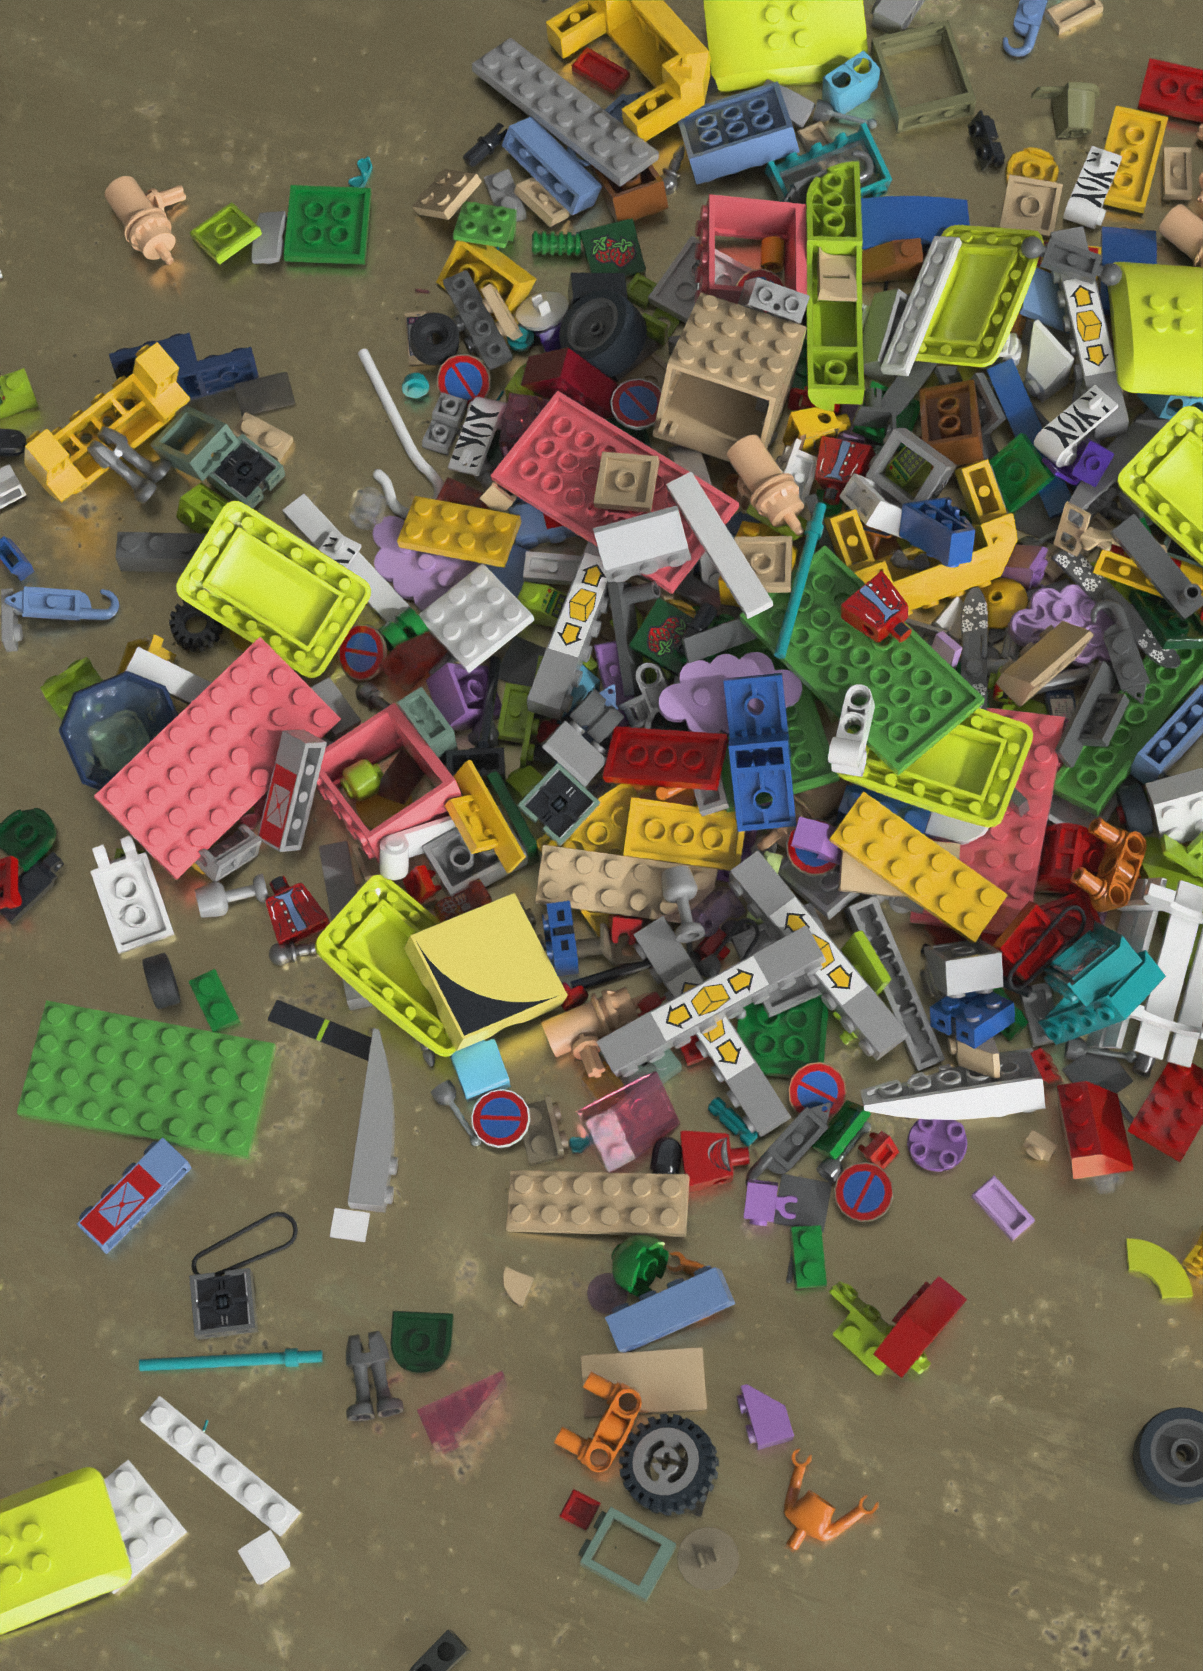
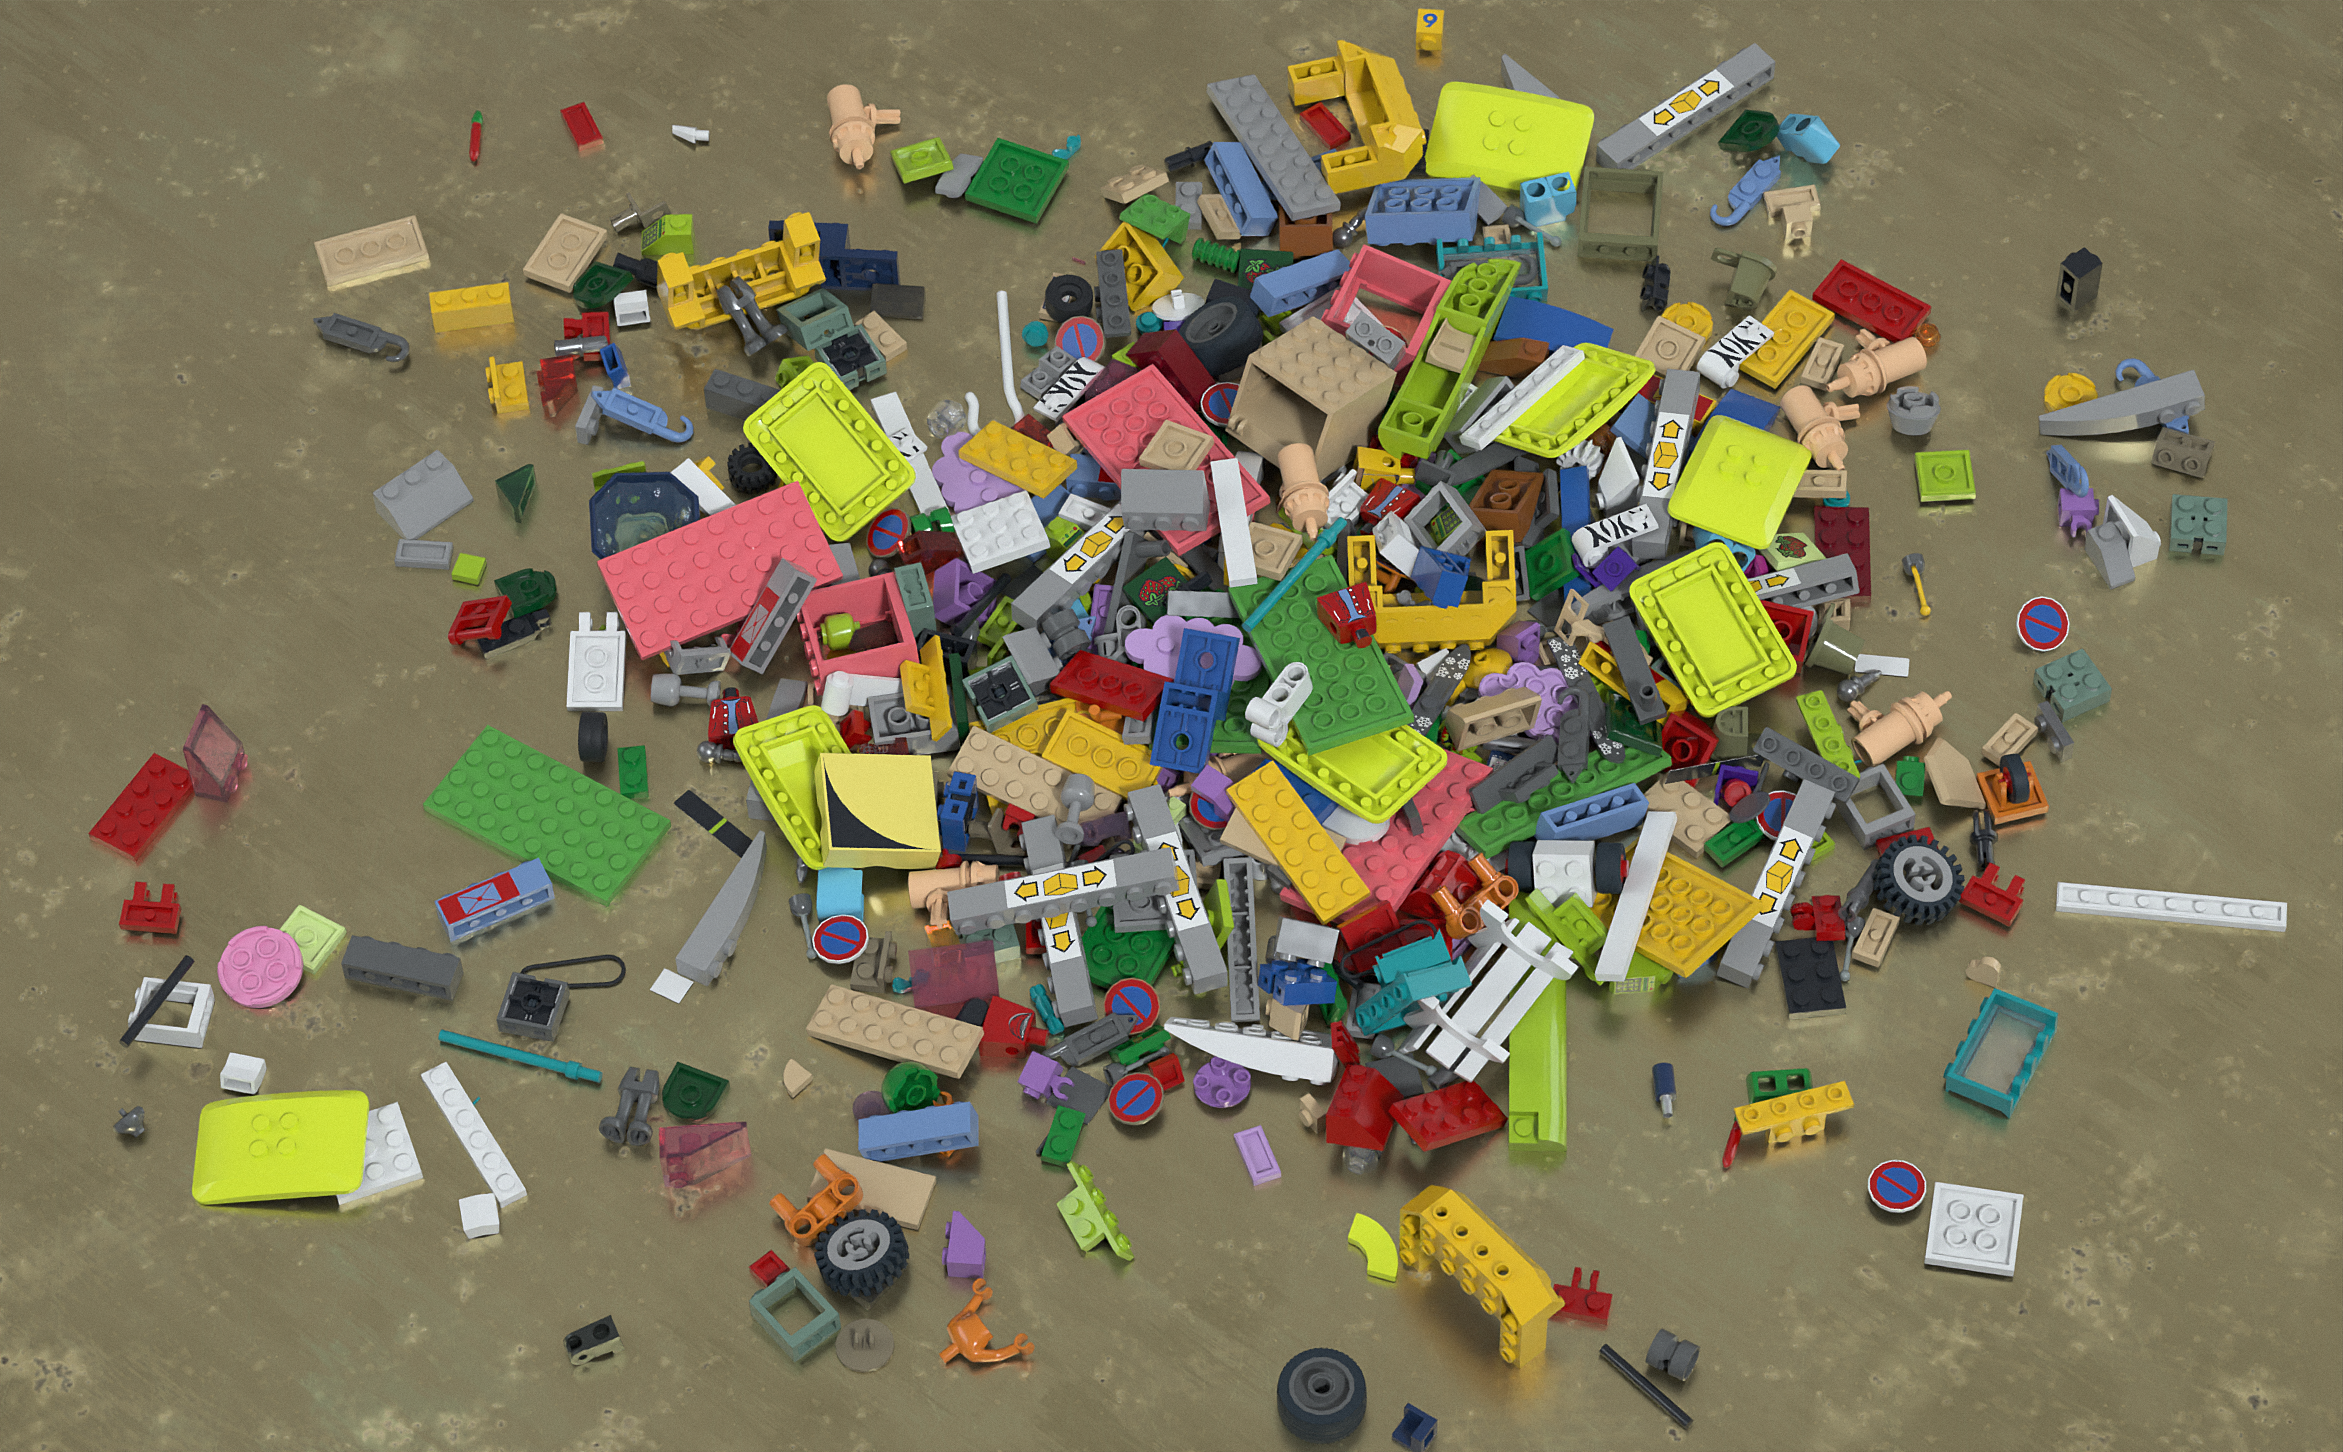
camera: 20 degrees right, 15 degrees down
(71, 1305) = (402, 967): none -> dark grey brick
(494, 303) = (1135, 286): tan plate -> none
(654, 249) = (1299, 283): none -> medium blue brick
(772, 254) = (1410, 320): light orange piece -> none
(919, 1324) = (1133, 1209): red wedge -> none
(1071, 261) = (1671, 394): dark grey plate -> none
(1091, 31) = (1797, 221): none -> tan plate

